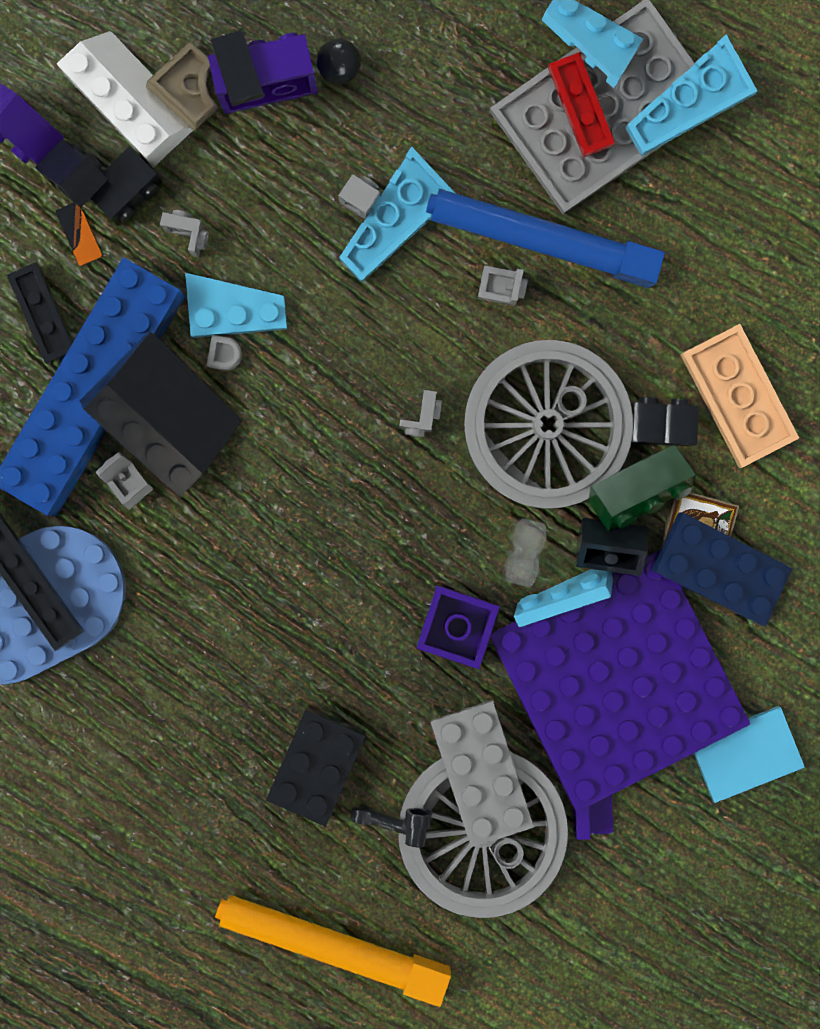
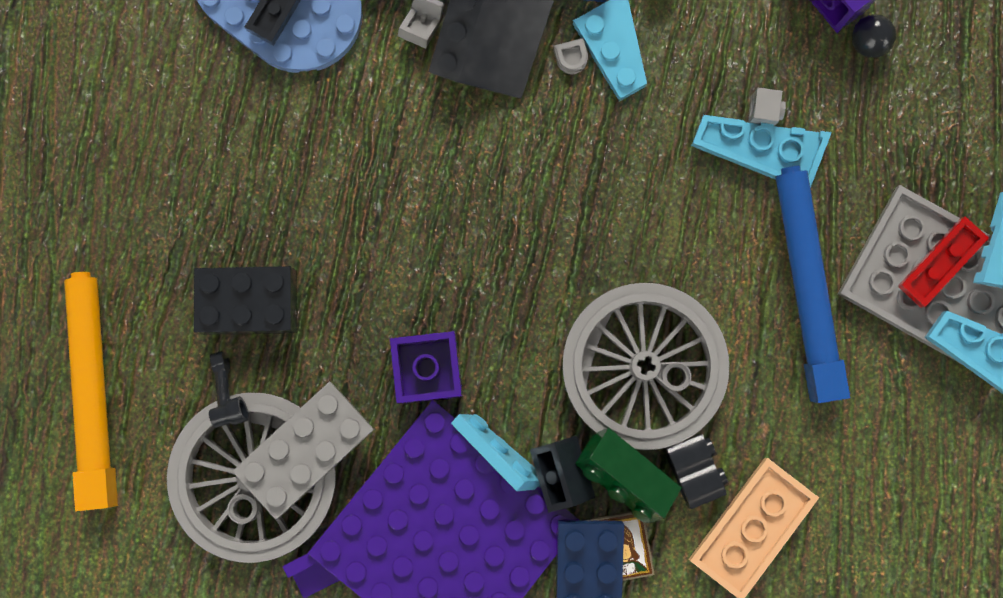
camera: 60 degrees right, 5 degrees down
(430, 410) = (606, 255): light grey bracket -> none
(502, 285) = (748, 268): light grey bracket -> none
(526, 543) = (530, 396): clear brick -> none

